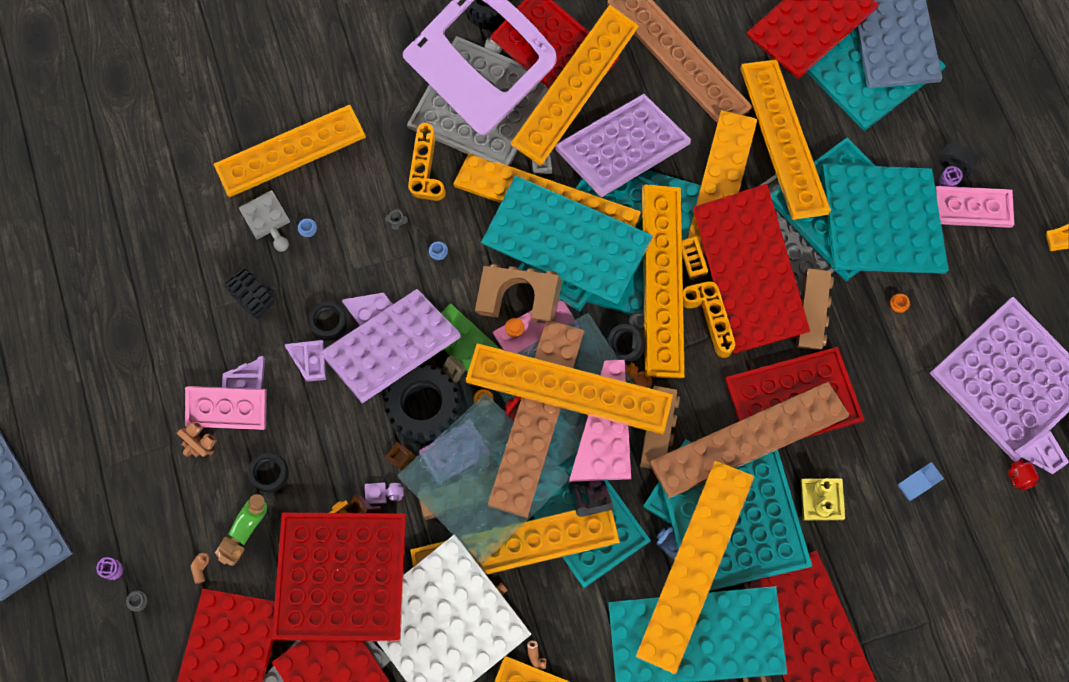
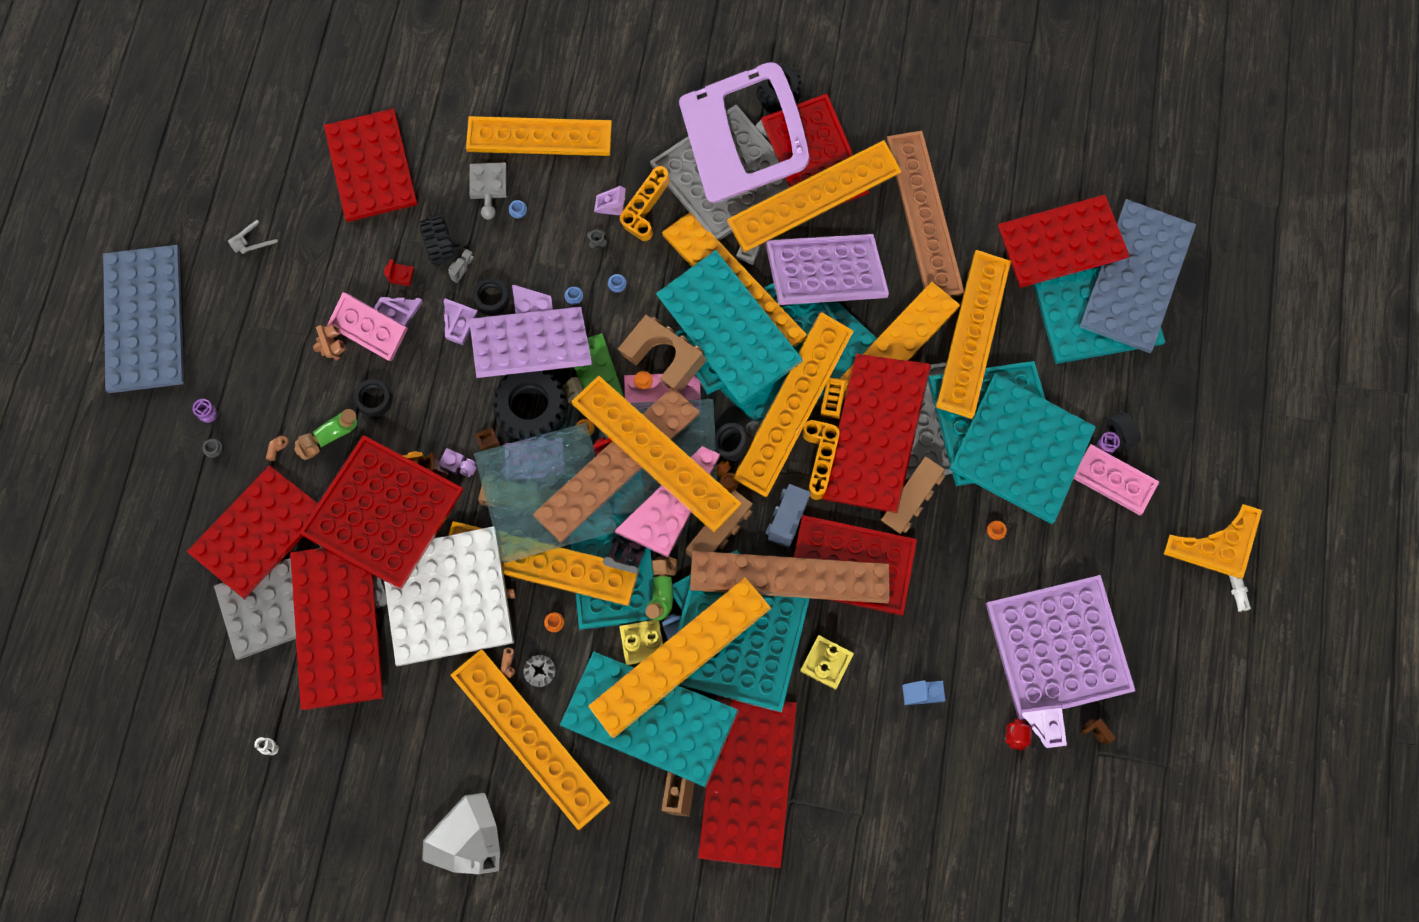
camera: 25 degrees right, 0 degrees up
(54, 389) = (238, 242): none -> light grey plant
(142, 254) = (370, 165): none -> red plate
(228, 342) = (399, 273): none -> red bracket
(281, 311) = (459, 267): none -> light grey plate
(391, 178) = (611, 201): none -> lavender slope
(404, 281) = (573, 295): none -> medium blue plate
(556, 594) = (554, 622): none -> orange plate
(560, 653) = (539, 680): none -> light grey gear
(646, 520) = (662, 595): none -> piece
(647, 569) = (640, 640): none -> light yellow plate
(714, 385) = (787, 516): none -> sand blue wedge

